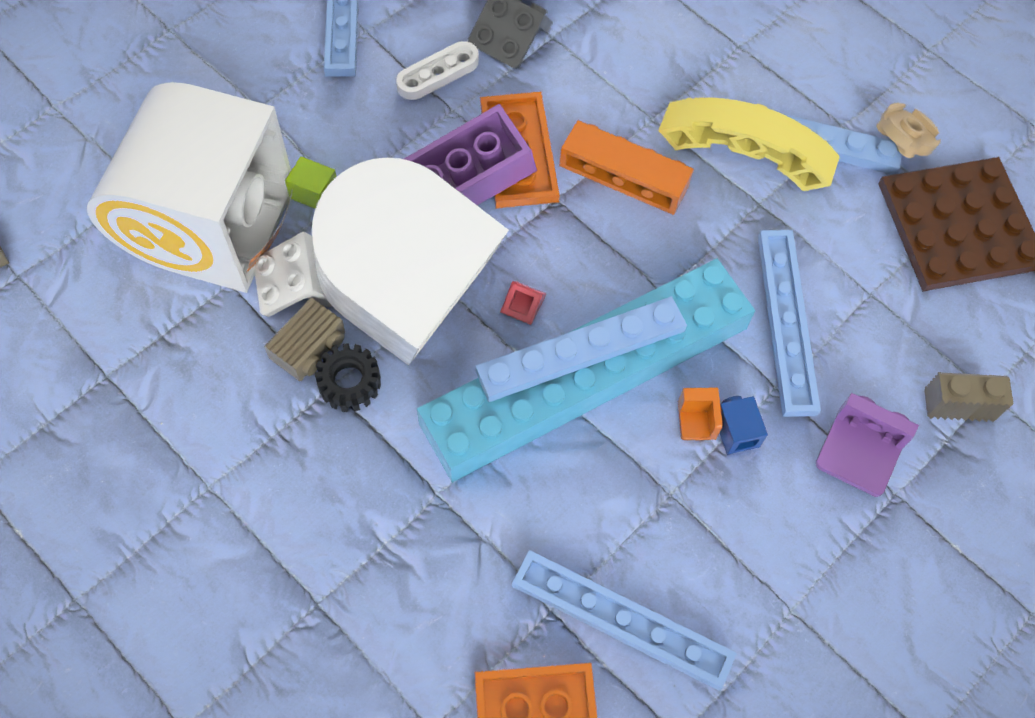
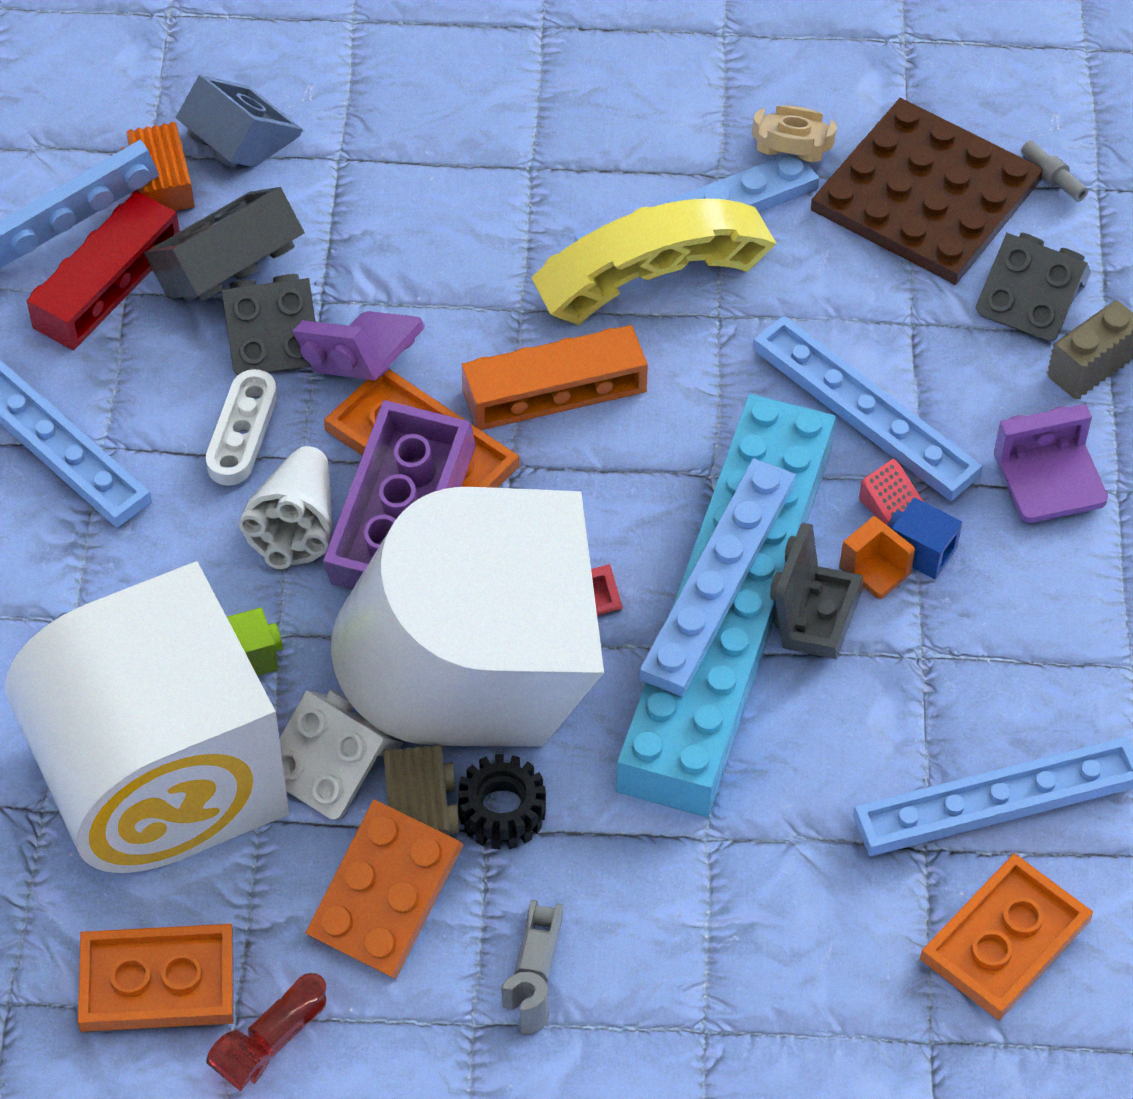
camera: 40 degrees left, 10 degrees down
(77, 399) = (245, 1057): none -> clear red piece
(86, 322) = (156, 977): none -> orange plate
(233, 373) = (384, 888): none -> orange plate
(266, 483) = (533, 966): none -> light grey piece
(410, 127) = (291, 511): none -> white cone
(538, 76) = (359, 349): none -> medium lavender bracket
(631, 405) = (813, 600): none -> dark grey bracket
(750, 380) = (887, 491): none -> coral slope
(967, 327) = (1032, 286): none -> dark grey bracket

